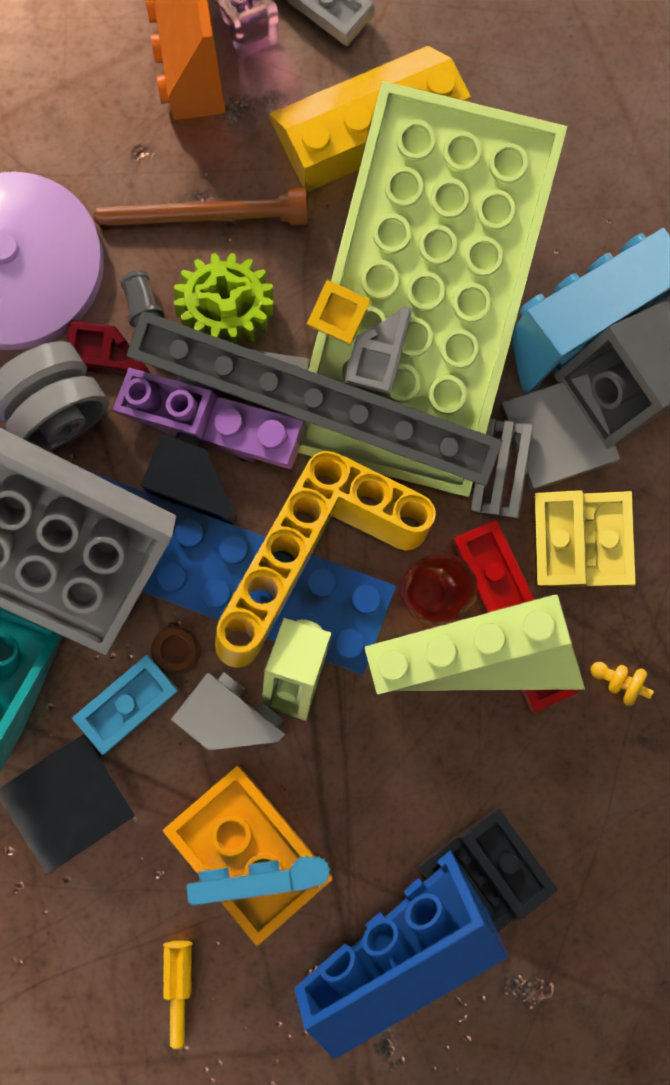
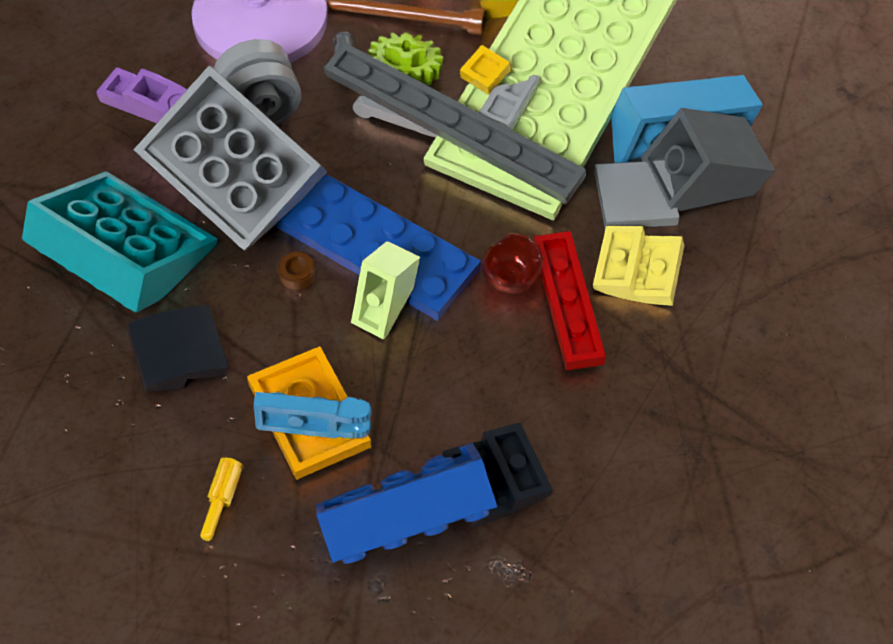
camera: 15 degrees right, 25 degrees down
(102, 348) = (312, 79): dark red tile -> none
(125, 704) = (247, 292): dark azure plate -> none
(186, 476) = (343, 157): black slope -> none
(215, 421) = (370, 132): medium lavender slope -> none
(223, 719) = (321, 316): light grey slope -> none
(301, 539) = (418, 198): yellow beam -> none
(493, 651) = (531, 302): yellowish green wedge -> none
(495, 508) = (592, 179): light grey tile -> none
(619, 680) = (649, 365): yellow hair -> none

